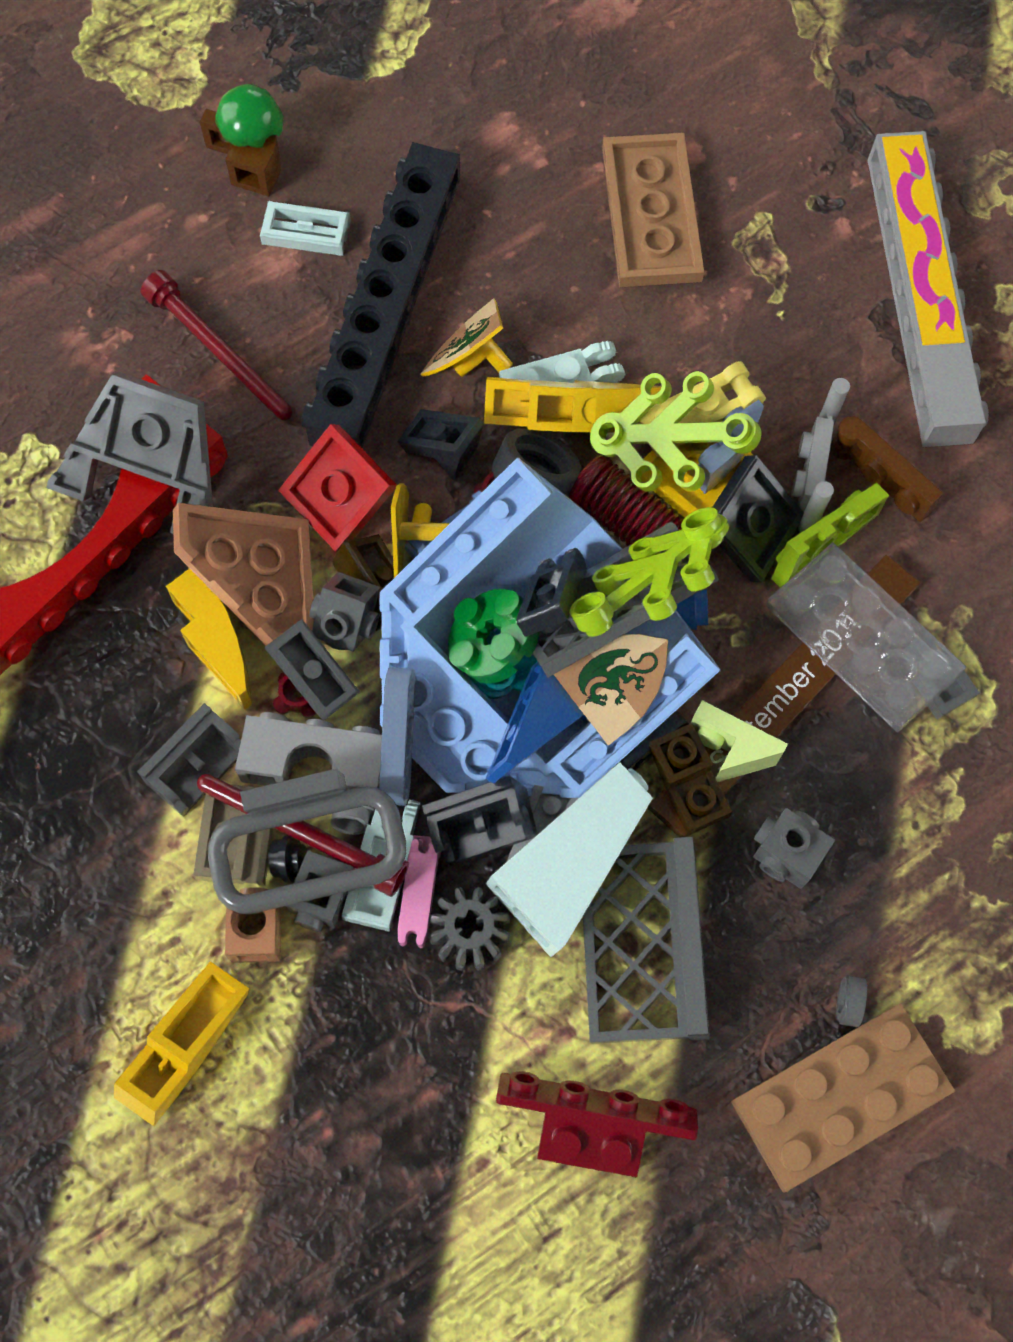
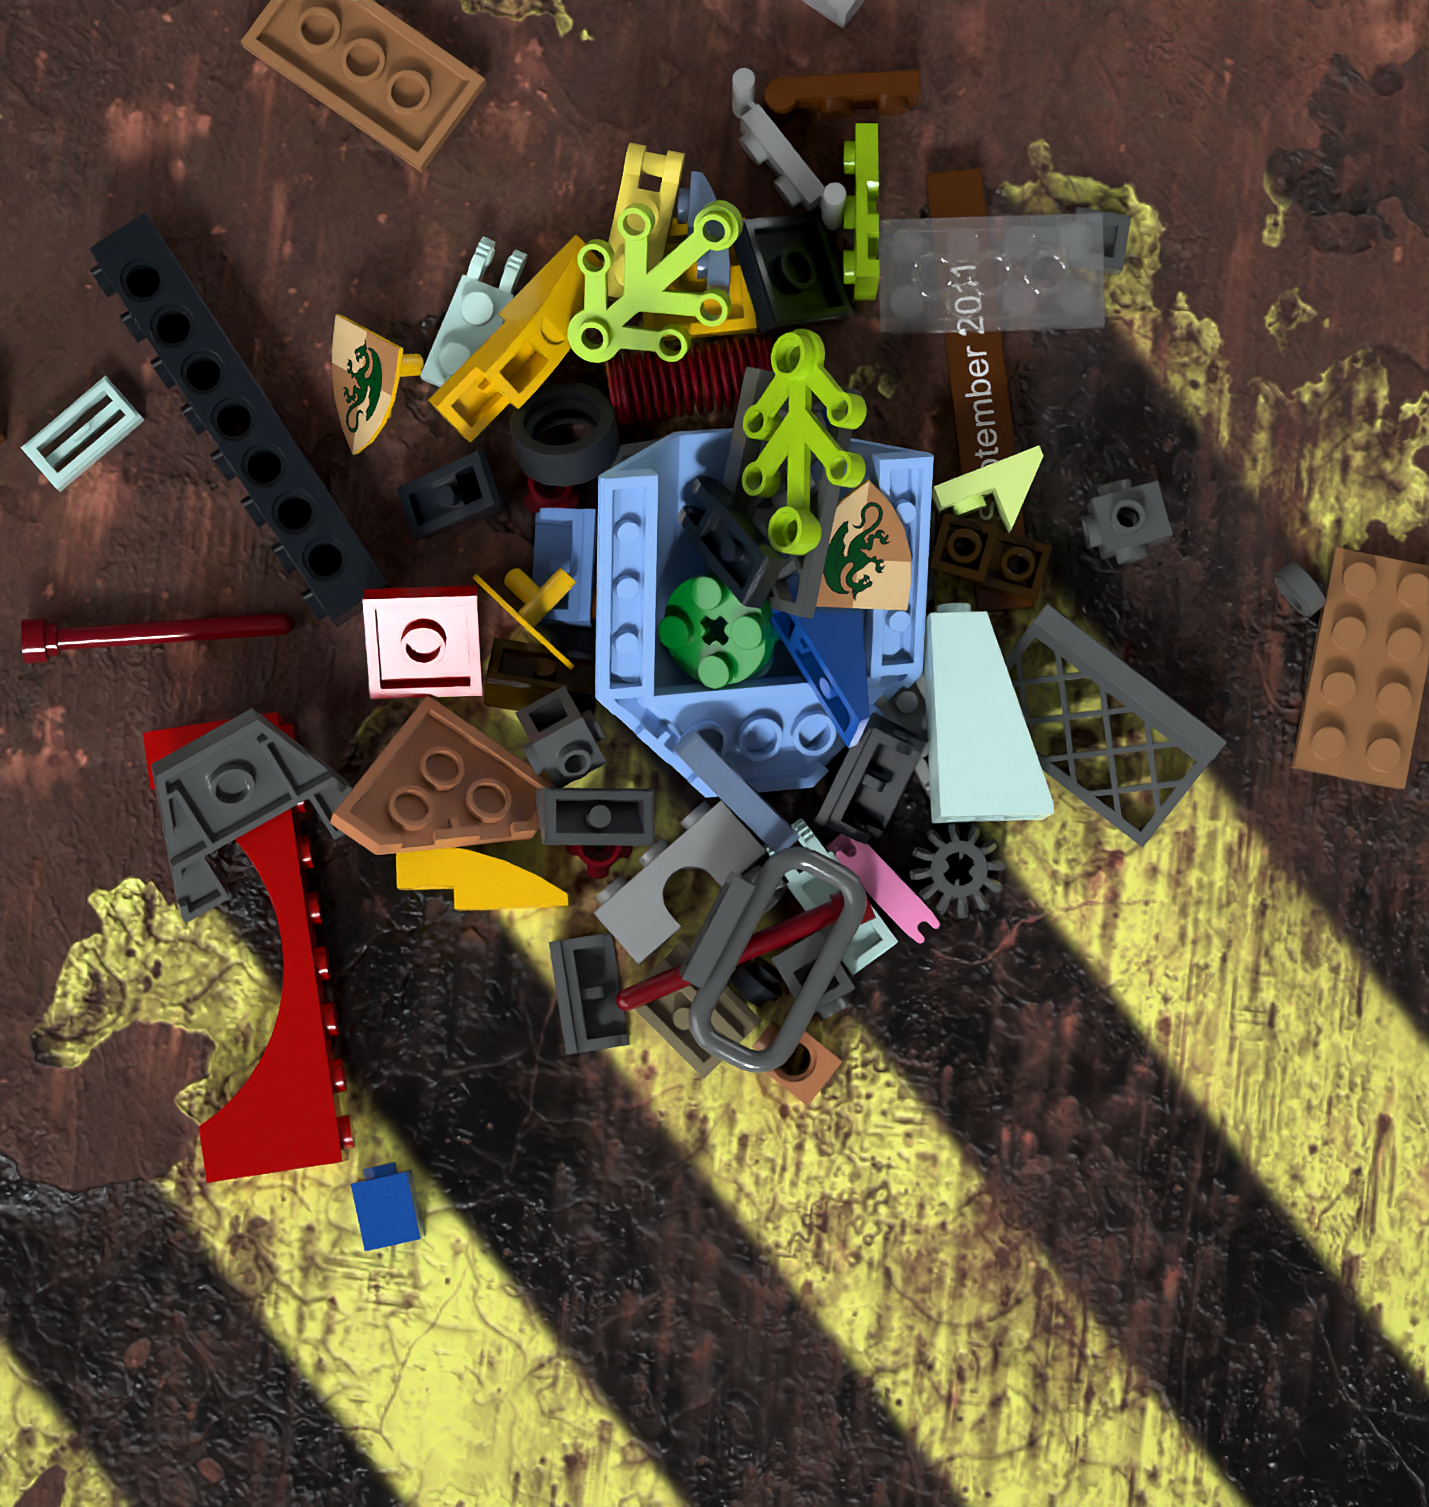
camera: 45 degrees left, 15 degrees up
(180, 1043) = (848, 1203): yellow slope -> none
(593, 1125) = (1215, 902): dark red bracket -> none

